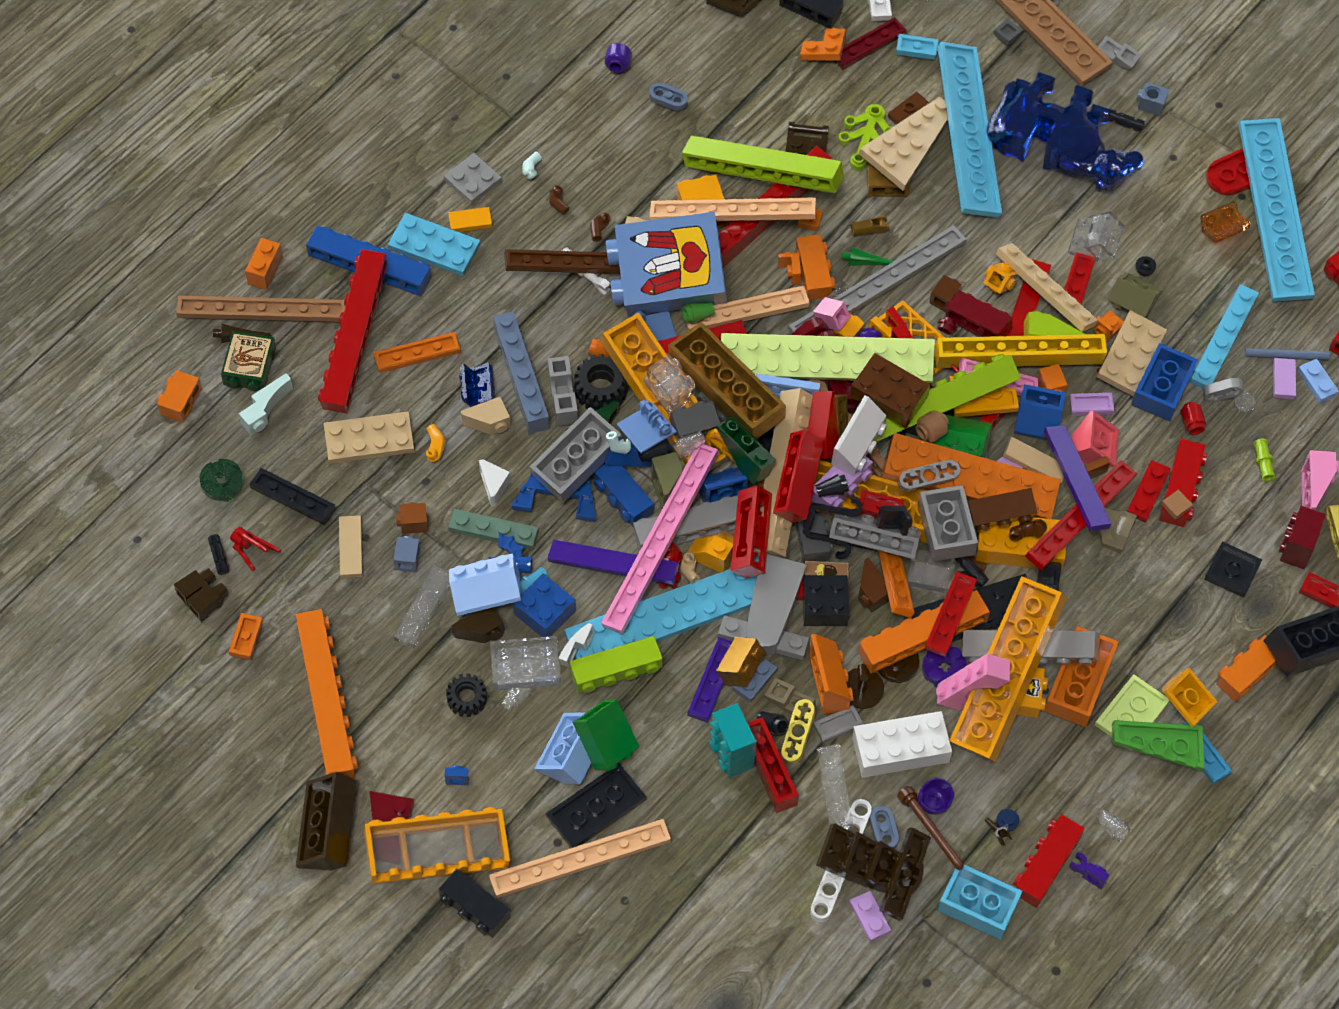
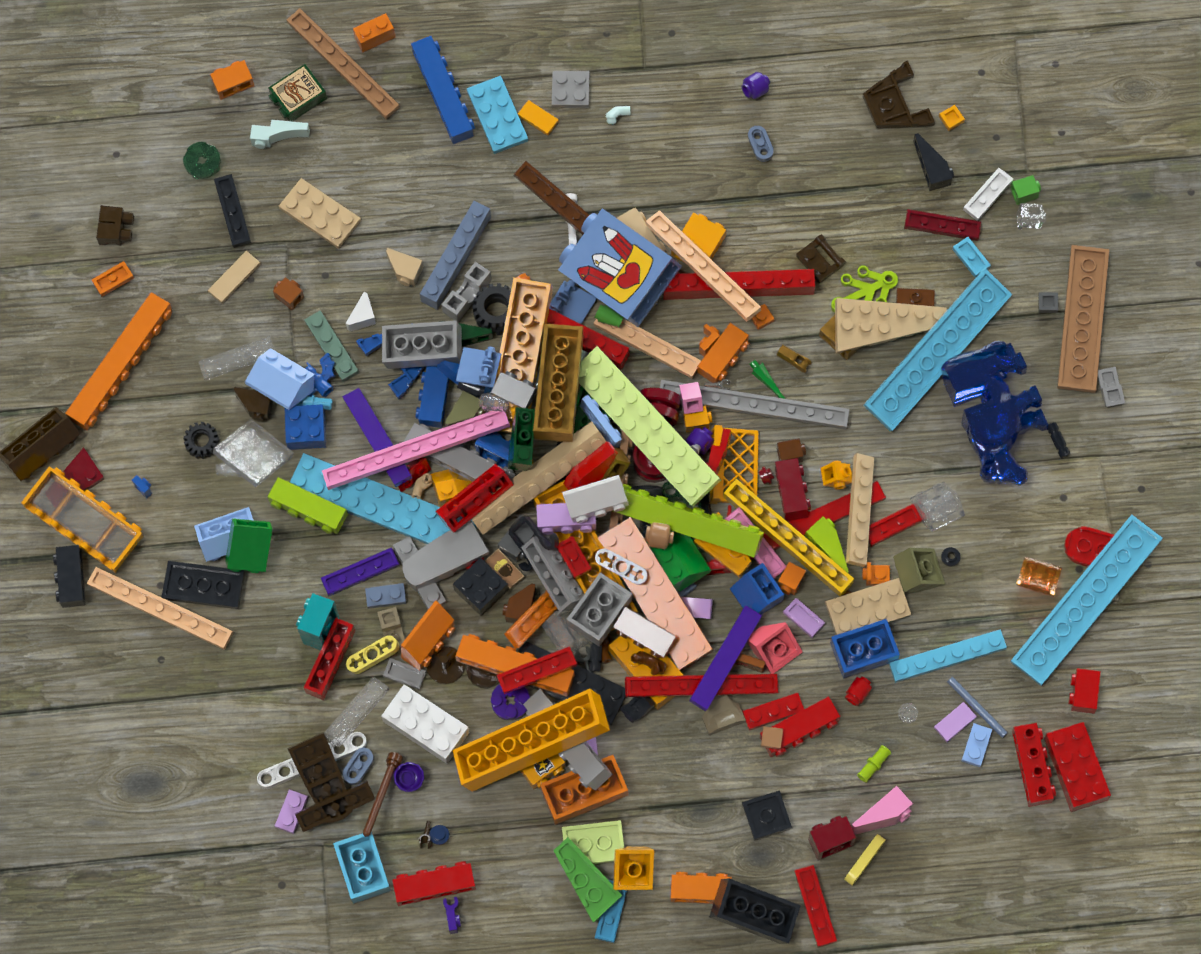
camera: 50 degrees right, 10 degrees up
(218, 554) = (151, 209): black axle -> none
(226, 332) = (305, 59): dark brown piece -> none
(245, 539) = (174, 212): red plant -> none
(353, 331) = (378, 131): red brick -> none
(406, 554) = (260, 313): sand blue brick -> none
(417, 352) = (409, 181): orange tile -> none
(437, 443) = (356, 256): light orange arm -> none
(477, 384) = (419, 238): clear blue bracket -> none
(555, 200) = (607, 153): reddish brown arm -> none
(580, 640) = (300, 470): white slope -> none
(598, 224) = (615, 195): reddish brown arm -> none
(616, 445) = (450, 366): light aqua arm -> none
(669, 383) = (517, 351): clear brick -> none
(740, 661) = (383, 576): pearl gold brick -> none
(763, 164) = (760, 250): lime brick -> none
(776, 723) = (362, 636): black cone -> none
(798, 476) = (533, 489): red brick -> none
(828, 49) = (906, 204): orange plate -> none
(833, 486) = (548, 516): black cone -> none
(891, 389) = (650, 486): reddish brown brick -> none
(894, 518) = (567, 573): black bracket -> none
(985, 672) = (501, 725): bright pink arch -> none
(1032, 459) = (715, 617): tan tile -> none
(1113, 825) = (499, 902): clear cone -> none
(1152, 98) = (1094, 450): sand blue brick -> none
(1223, 389) = (899, 691): light grey beam -> none

